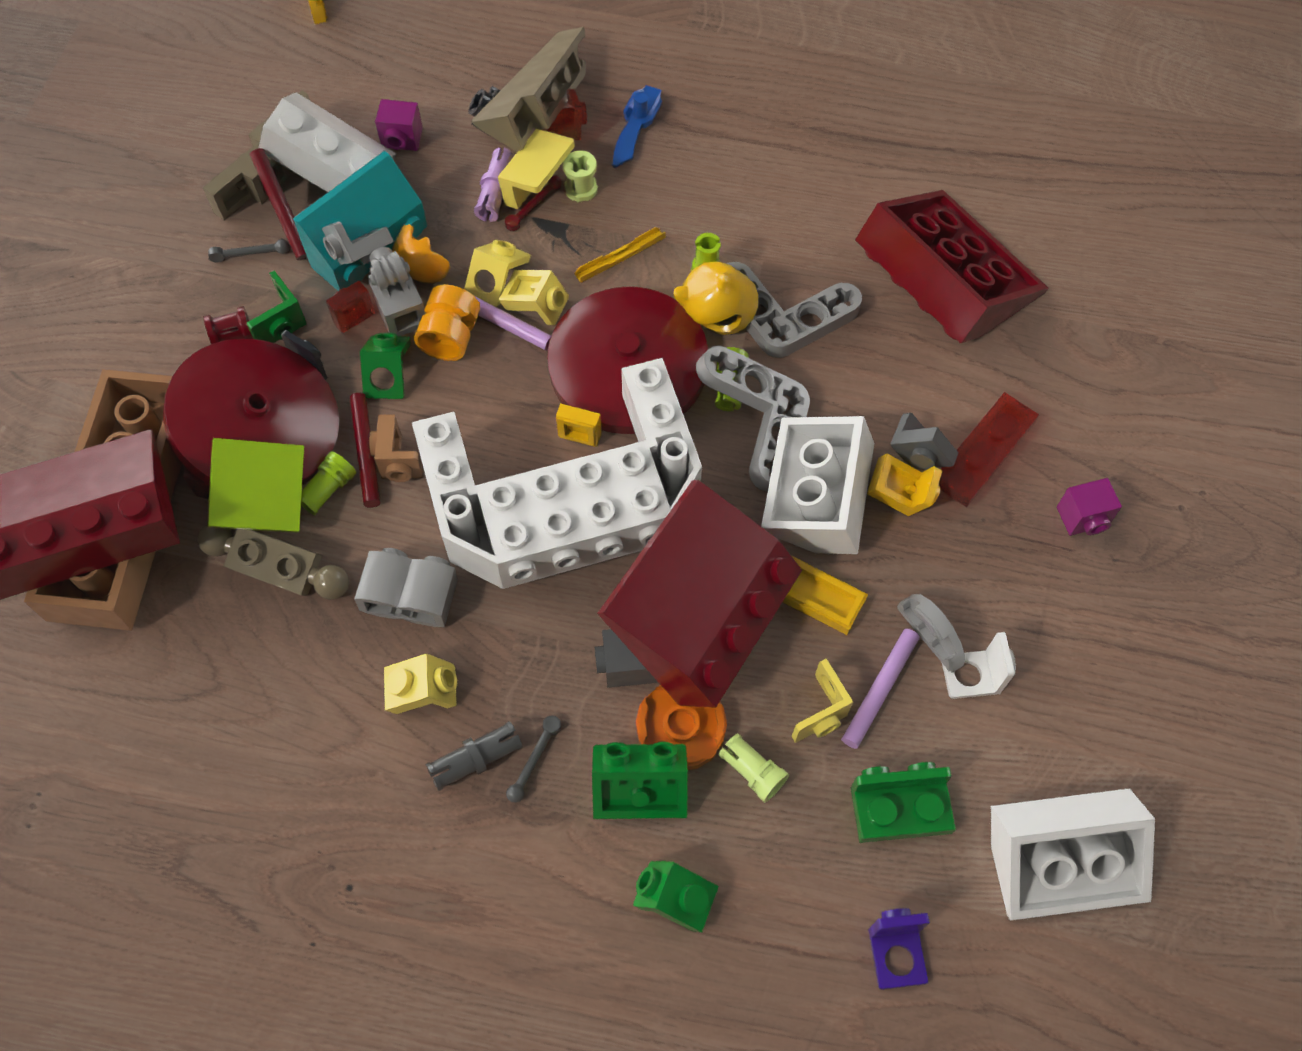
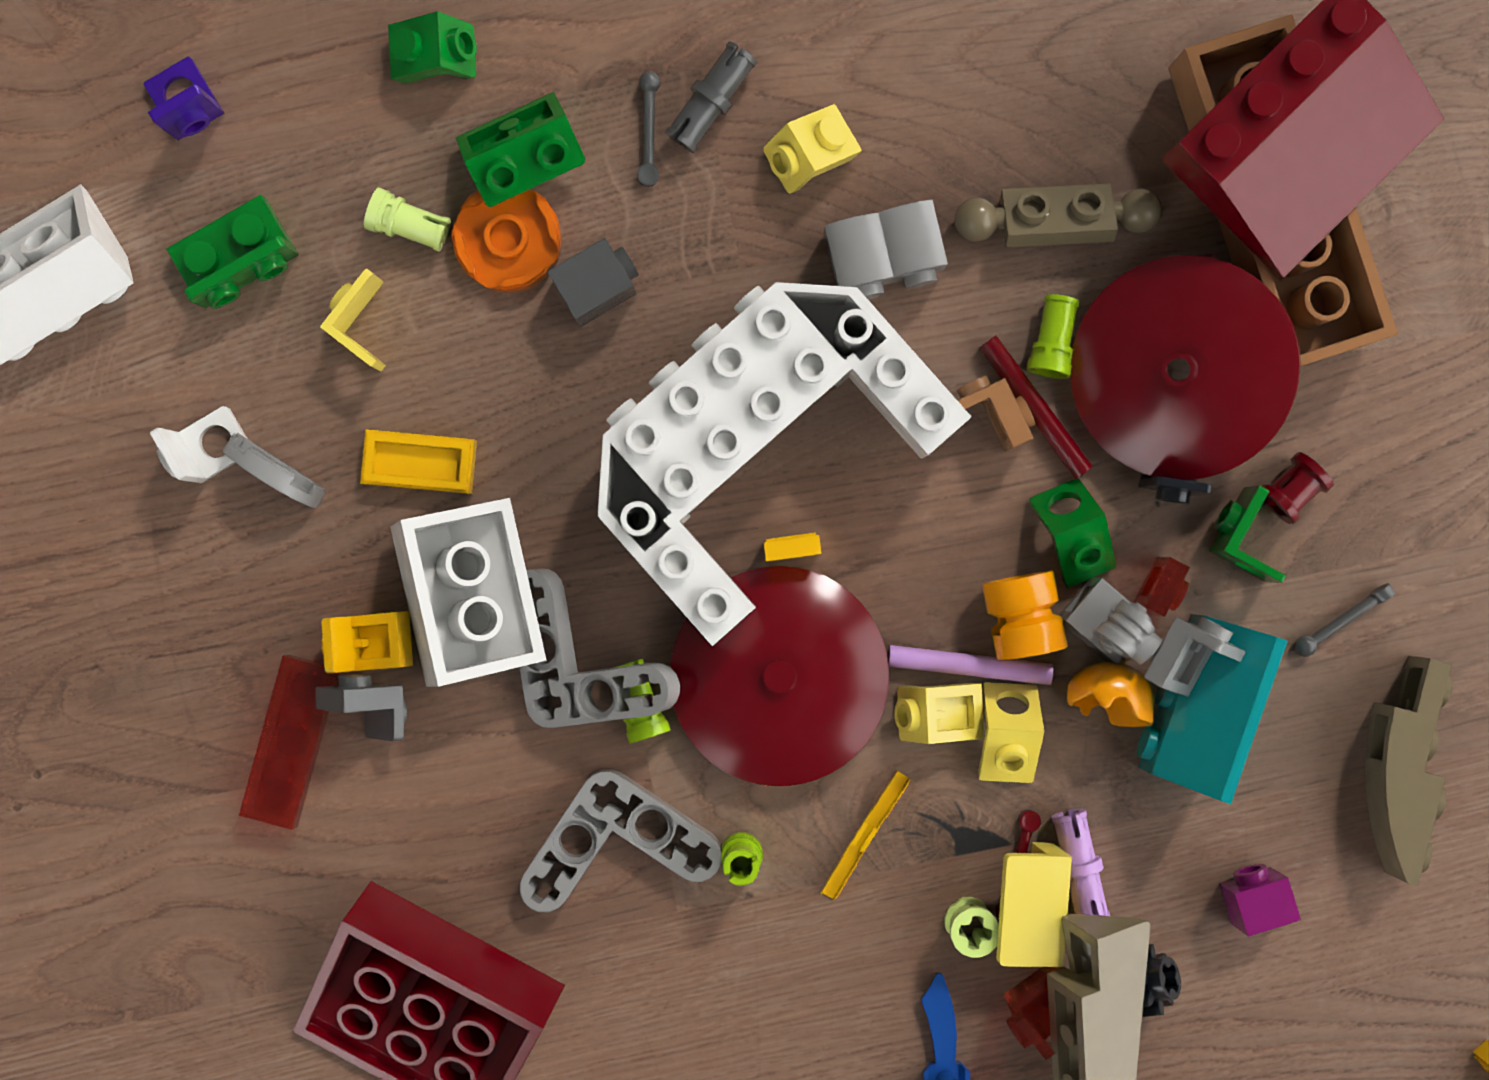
camera: 155 degrees right, 25 degrees up
(255, 485) = (1120, 273): lime tile -> none
(278, 201) = (1347, 698): dark red bar -> none
(316, 142) = (1327, 808): white slope -> none
(700, 596) = (532, 364): dark red slope -> none
(717, 293) = (697, 801): yellow piece -> none
(880, 688) = (305, 379): lavender bar -> none
(1089, 507) = (139, 710): magenta plate -> none

